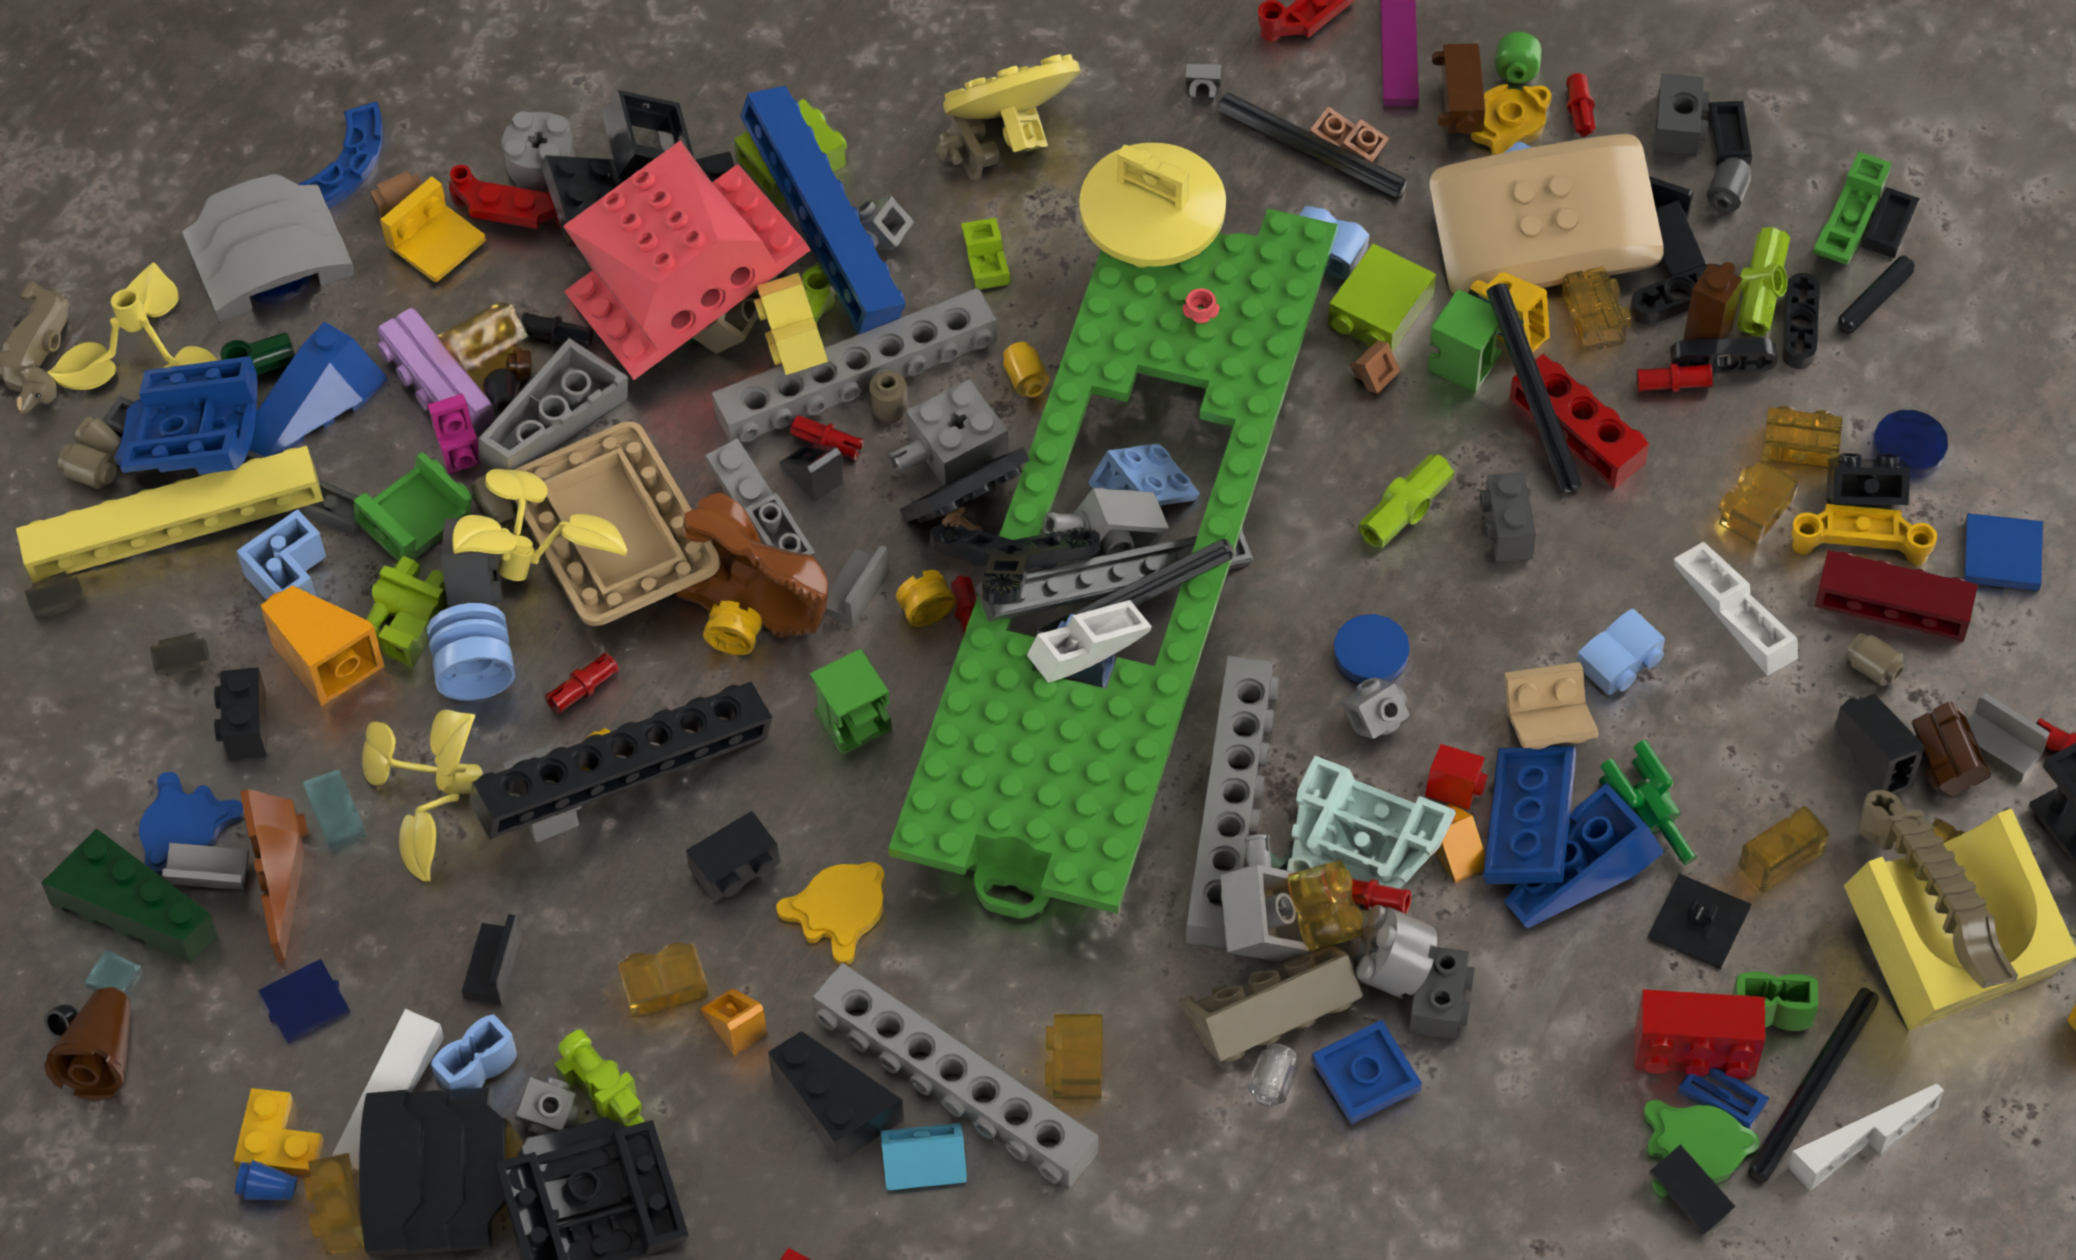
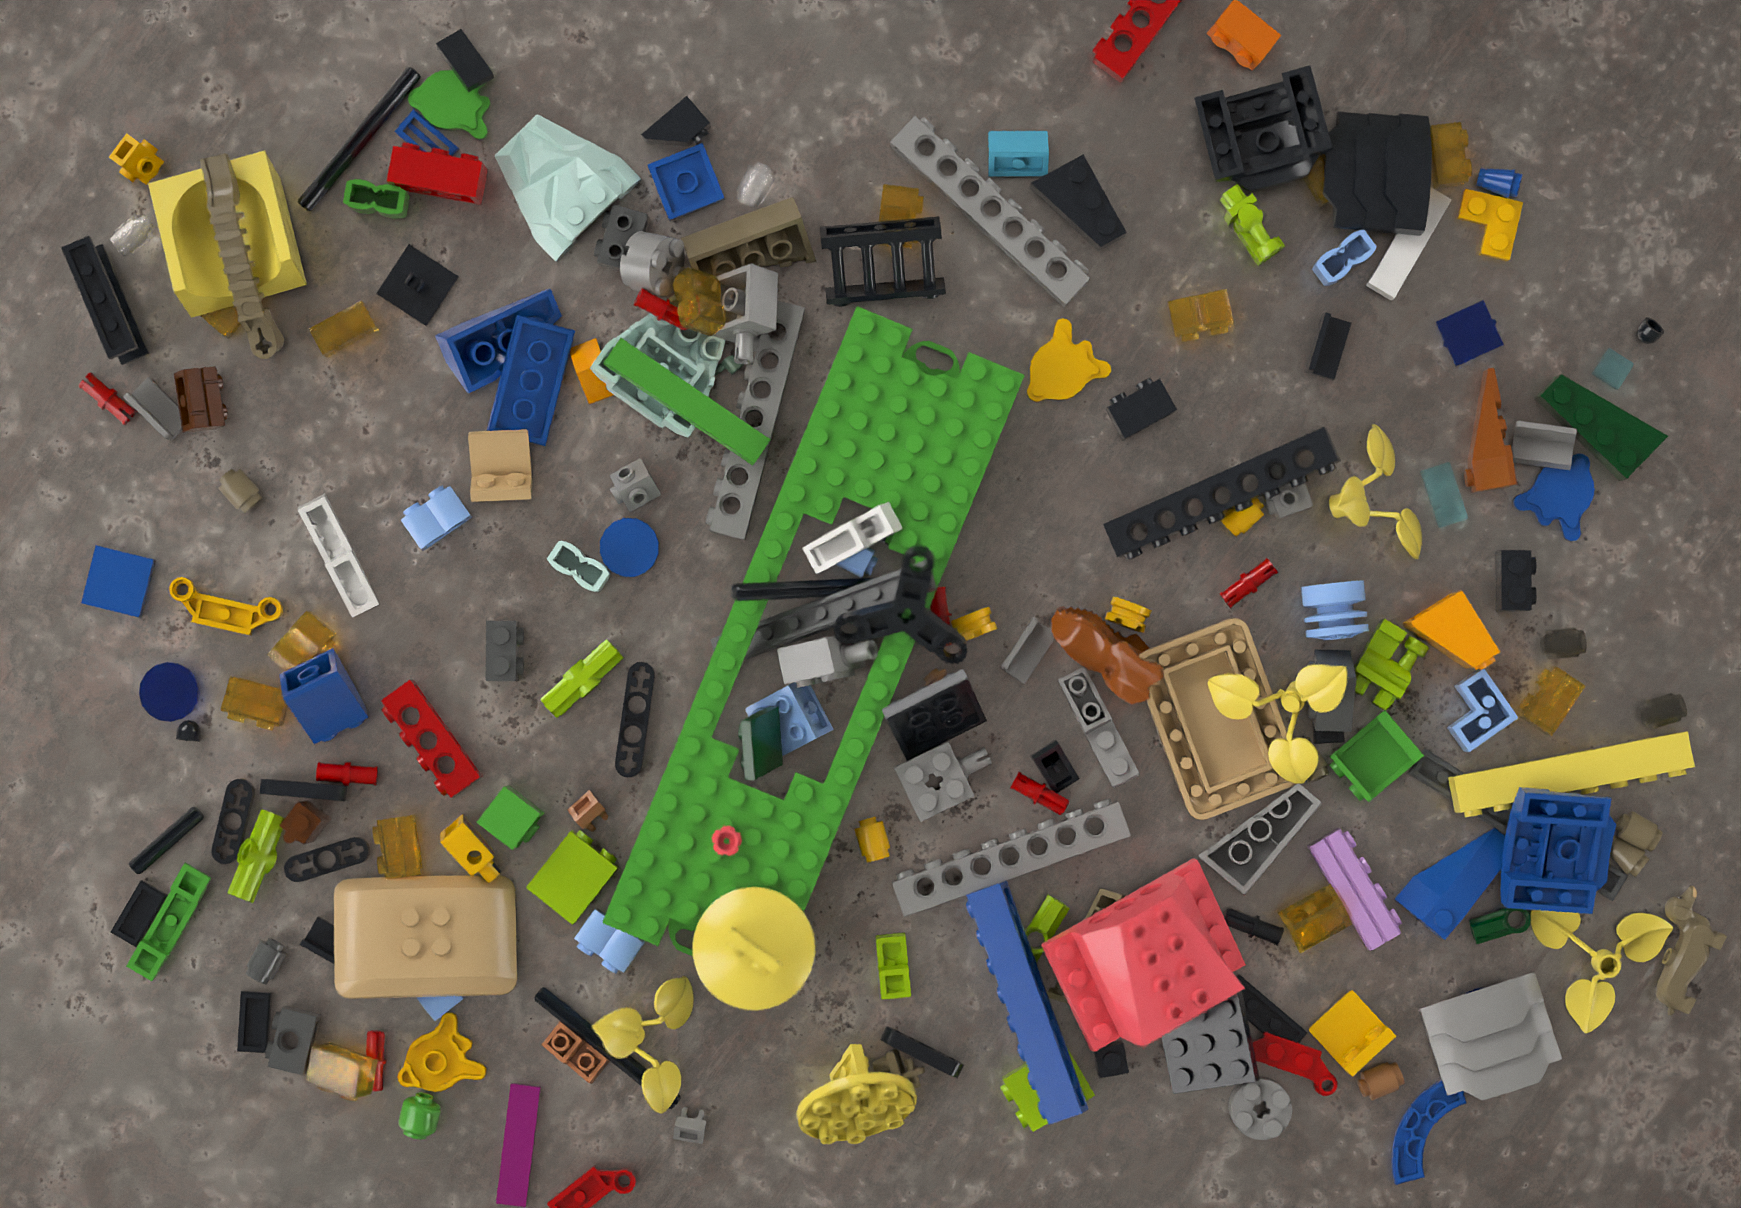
camera: 175 degrees left, 30 degrees up
(93, 1047) = (1624, 304): reddish brown cone -> none
(195, 591) = (1551, 700): none -> clear yellow brick
(455, 433) = (1339, 818): dark pink slope -> none
(501, 388) = (1300, 863): black cone -> none
(519, 363) = (1285, 892): reddish brown plate -> none
(540, 251) = (1267, 1016): none -> black tile
(553, 1092) = (1292, 214): light grey brick -> none
(657, 114) = (1145, 1109): black window -> none
(736, 1020) = (1149, 278): light orange slope -> none
(793, 333) = (1061, 881): light yellow brick -> none
(851, 701) = (1040, 529): bright green piece -> none
(884, 222) = (977, 995): light grey brick -> none
(888, 396) = (977, 817): dark tan brick -> none
(960, 175) = (922, 1052): none -> black beam
(1091, 1011) = (895, 234): none -> black fence
(1174, 432) = (761, 743): none -> dark green tile
(1294, 109) = (623, 1032): none -> light yellow plant
(1324, 788) = (686, 401): none -> bright green tile
(1333, 468) = (632, 719): none -> black beam
(1387, 1136) = (679, 126): none -> black slope
(1435, 612) = (585, 570): none -> light aqua brick
(1456, 776) = (581, 418): red brick -> none
(1461, 88) = (473, 1079): reddish brown brick -> none
(1530, 1058) = (561, 182): none -> light aqua wedge
(1534, 388) = (465, 757): black axle -> none
(1617, 82) = (341, 1071): none -> clear yellow brick
(1650, 797) = (438, 382): green plant -> none
(1680, 246) = (319, 906): black tile -> none
(1723, 438) = (323, 696): none -> blue slope
(1868, 480) = (212, 648): black brick -> none
(1876, 400) = (188, 731): none -> black hinge
(1880, 743) = (253, 410): black slope -> none
(1880, 1129) = (315, 93): white slope -> none
(1896, 595) = (211, 545): dark red brick -> none

